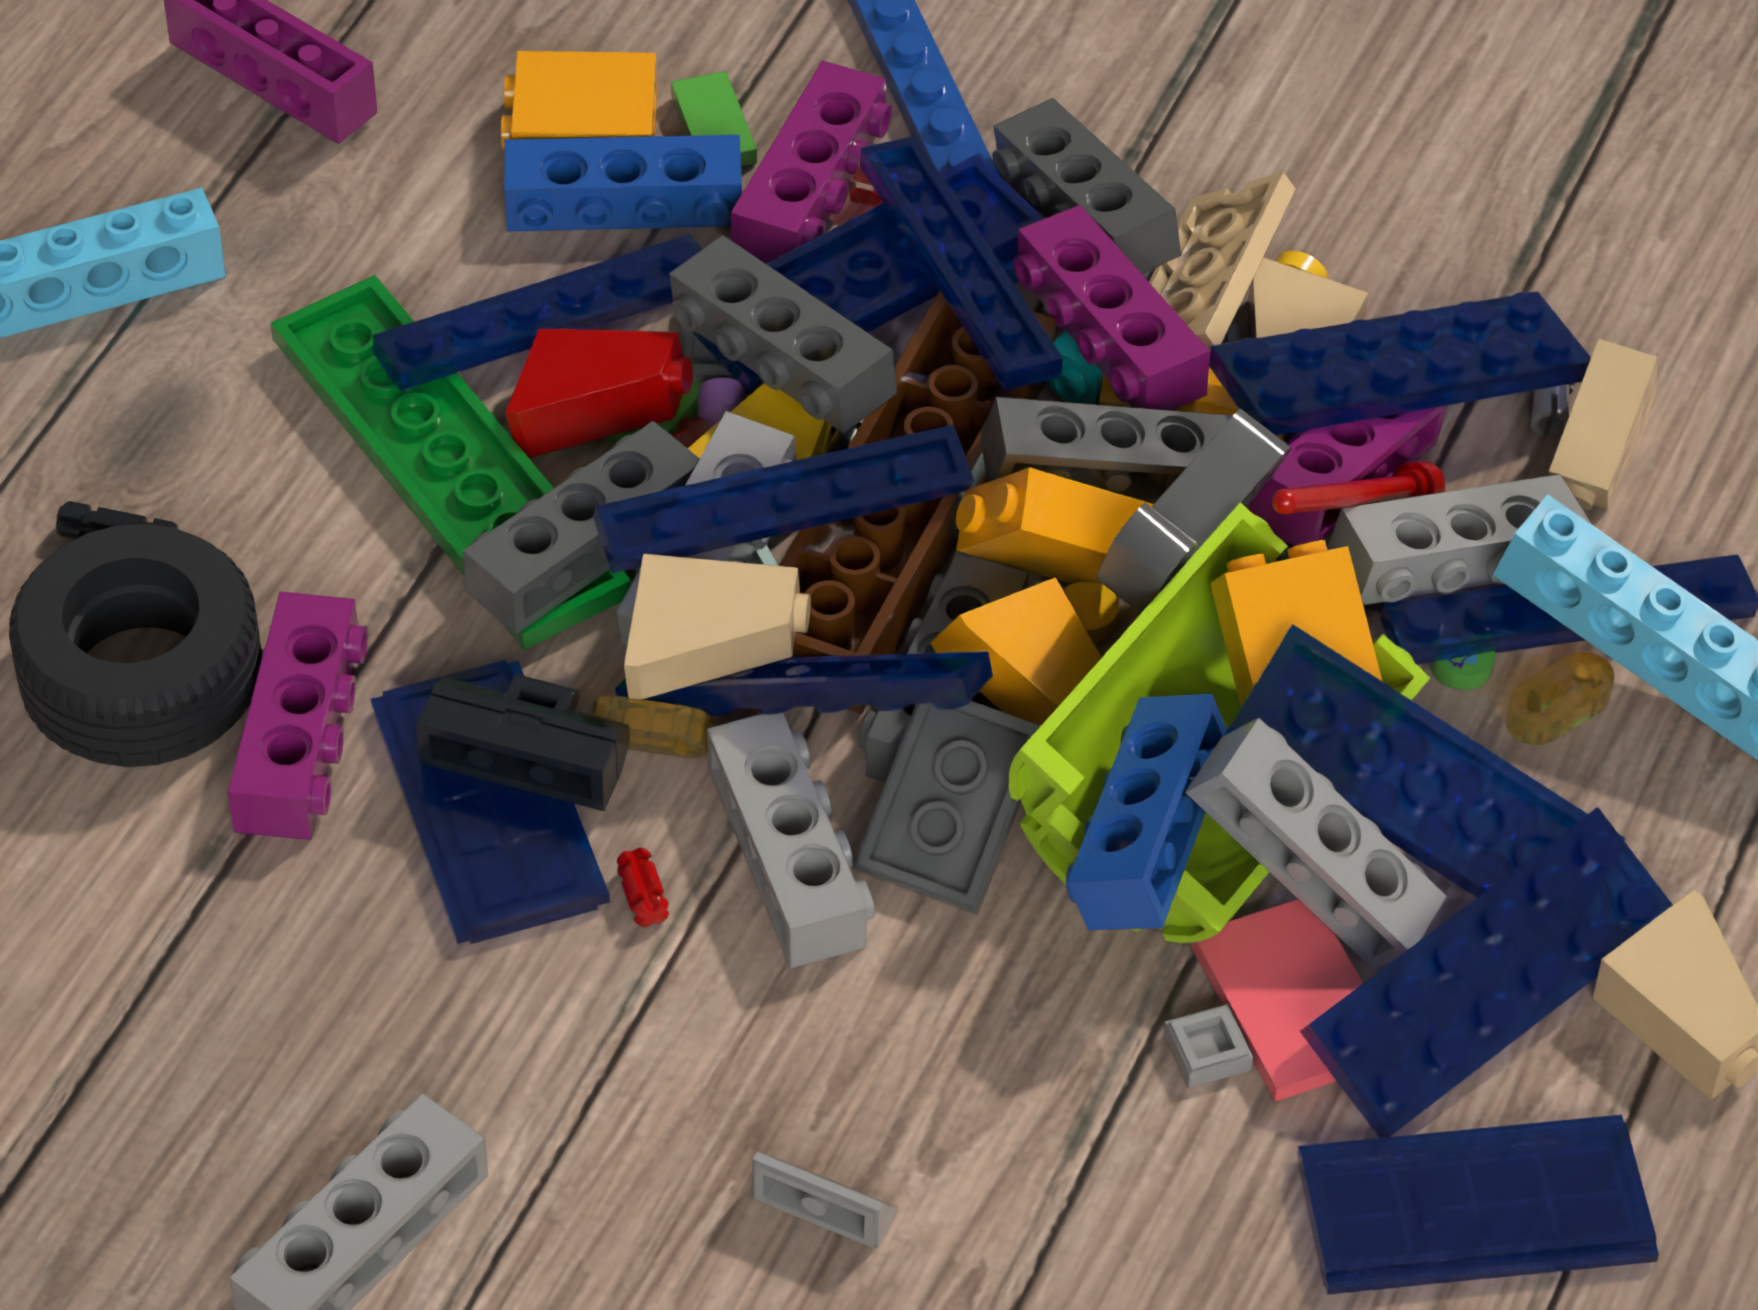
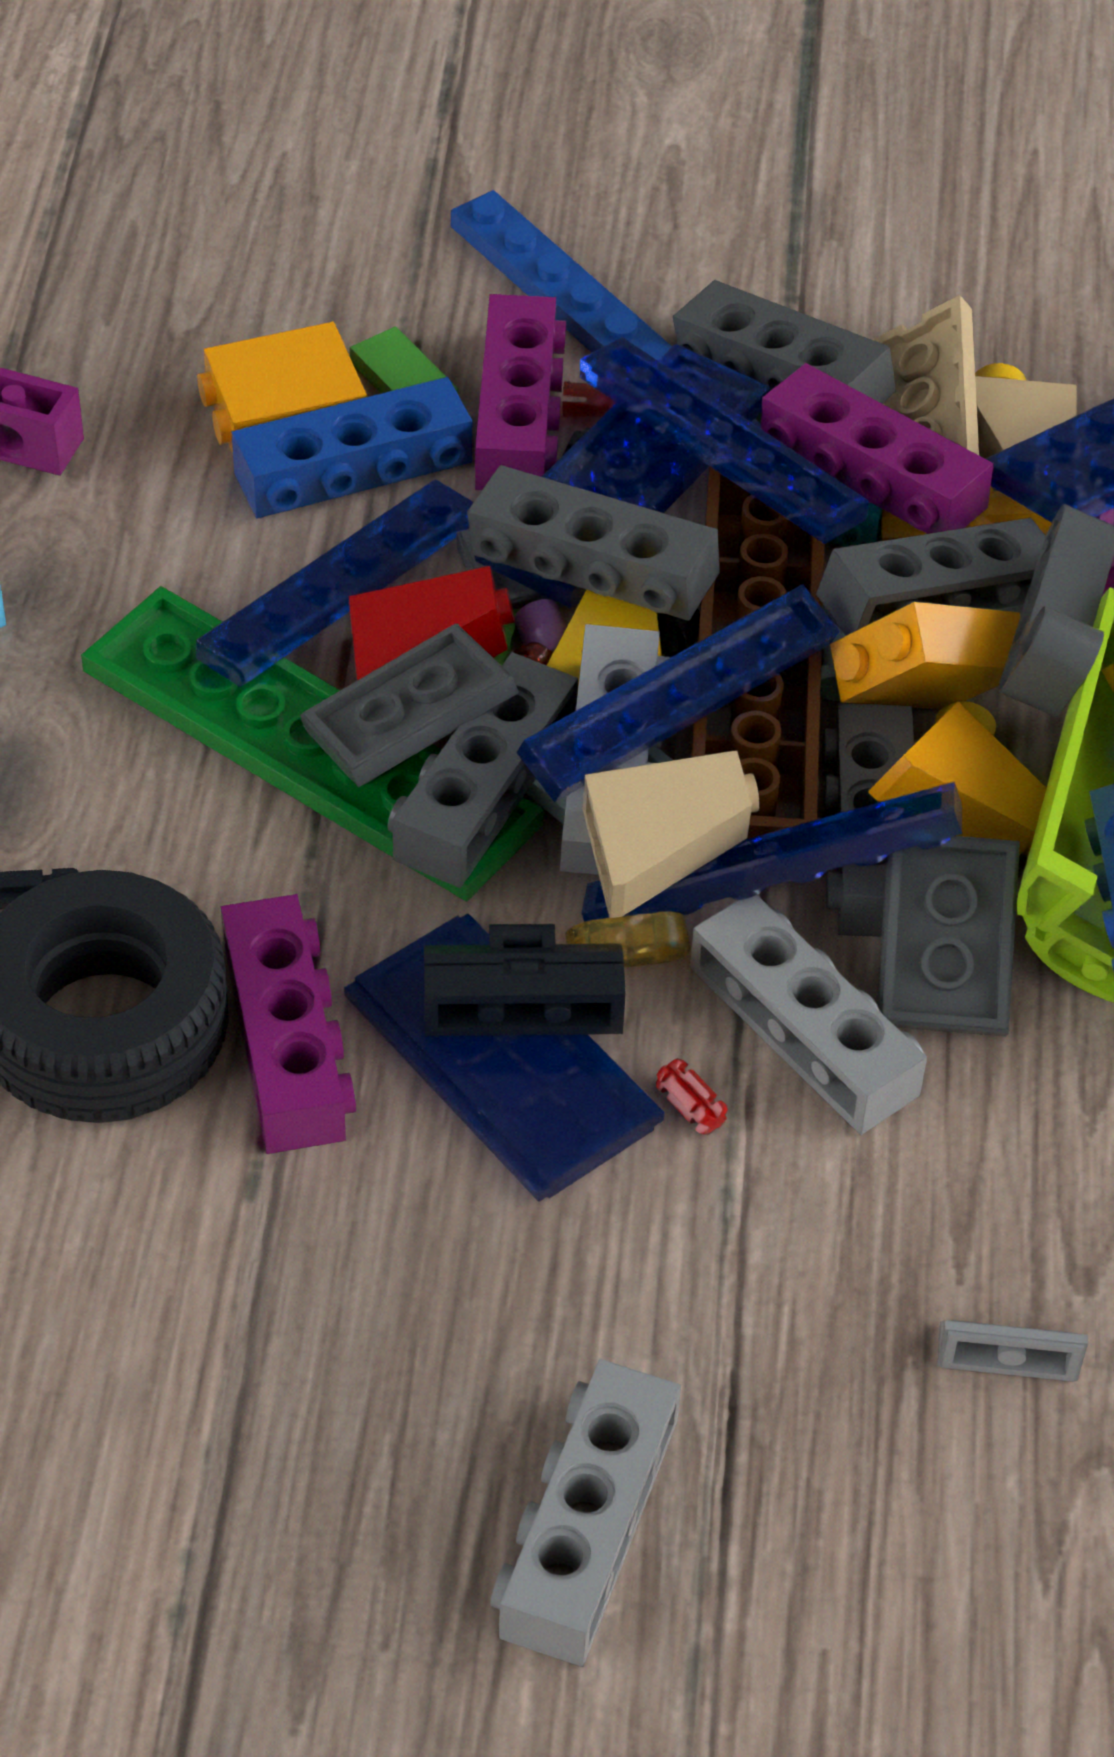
camera: 20 degrees left, 0 degrees up
(536, 446) = (408, 704): none -> dark grey tile

